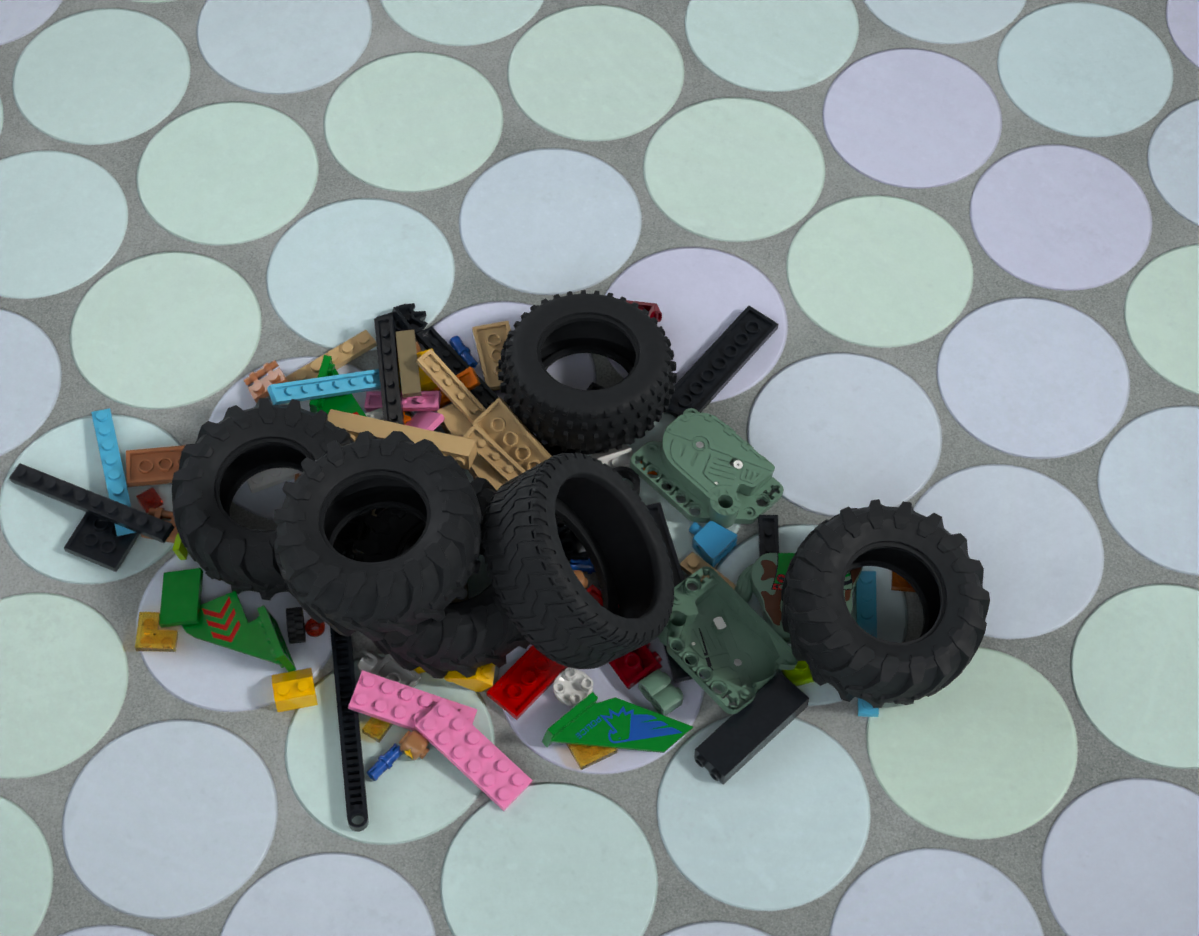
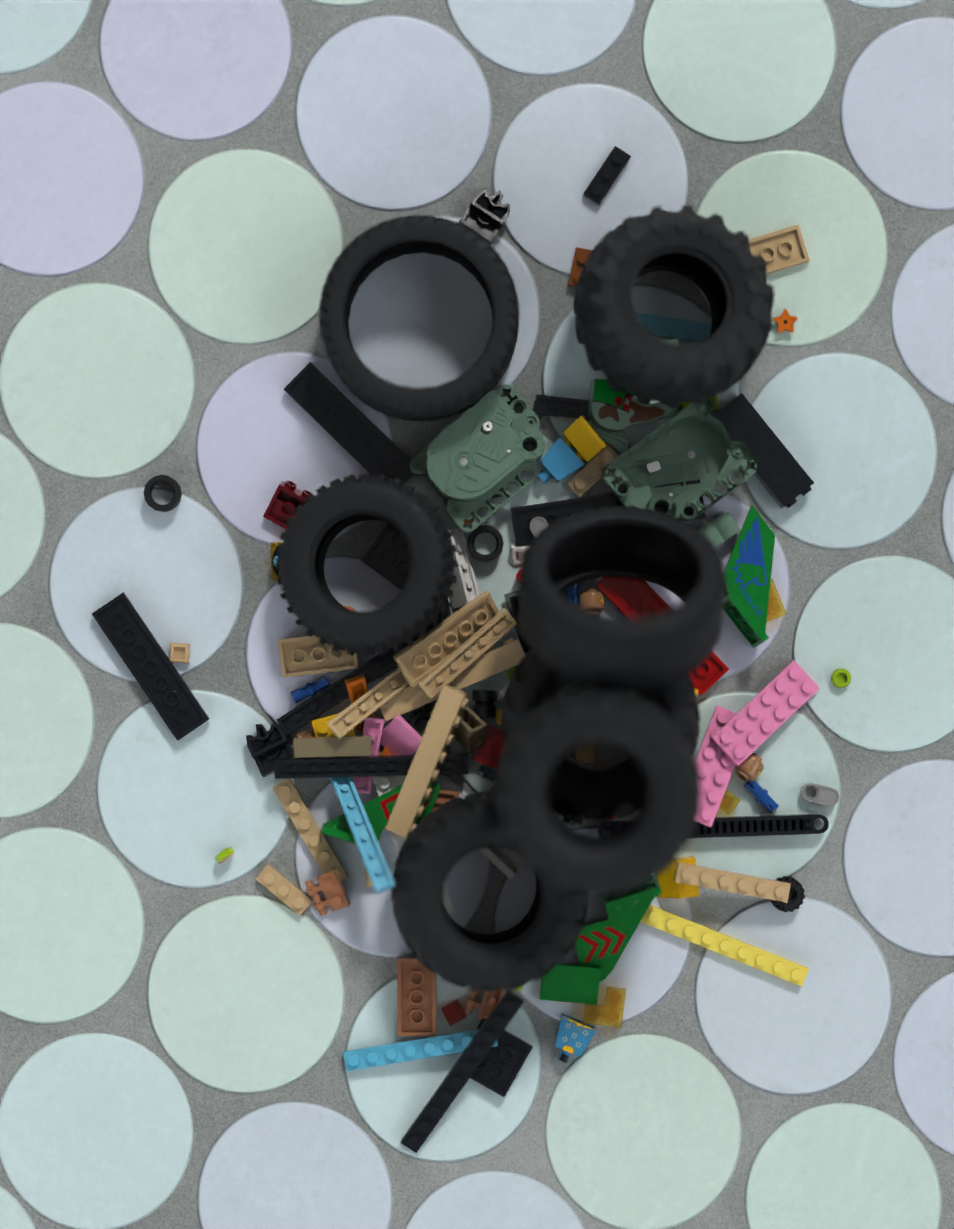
camera: 85 degrees left, 30 degrees up
(125, 603) = (572, 1037): none -> dark azure torso
(223, 742) = (725, 945): none -> light yellow plate
(267, 348) = (284, 889): none -> tan plate
(283, 806) = (797, 899): none -> black tyre
(290, 731) = (732, 882): none -> tan plate
(298, 297) = (224, 855): none -> lime tile
(389, 824) = (823, 794): none -> light grey piece
(472, 226) = (150, 666): none -> black plate
(488, 249) = (180, 652): none -> tan tile
(517, 831) = (840, 678): none -> lime tile
(634, 232) = (148, 496): none -> black tyre
(738, 558) = (583, 440): none -> yellow slope
(845, 331) = (413, 236): none -> black tyre
(892, 746) = (780, 322): none -> orange plate
(948, 457) = (486, 215): none -> black plate
(965, 727) = (780, 249): none -> tan tile
(1011, 562) = (607, 175): none -> black plate

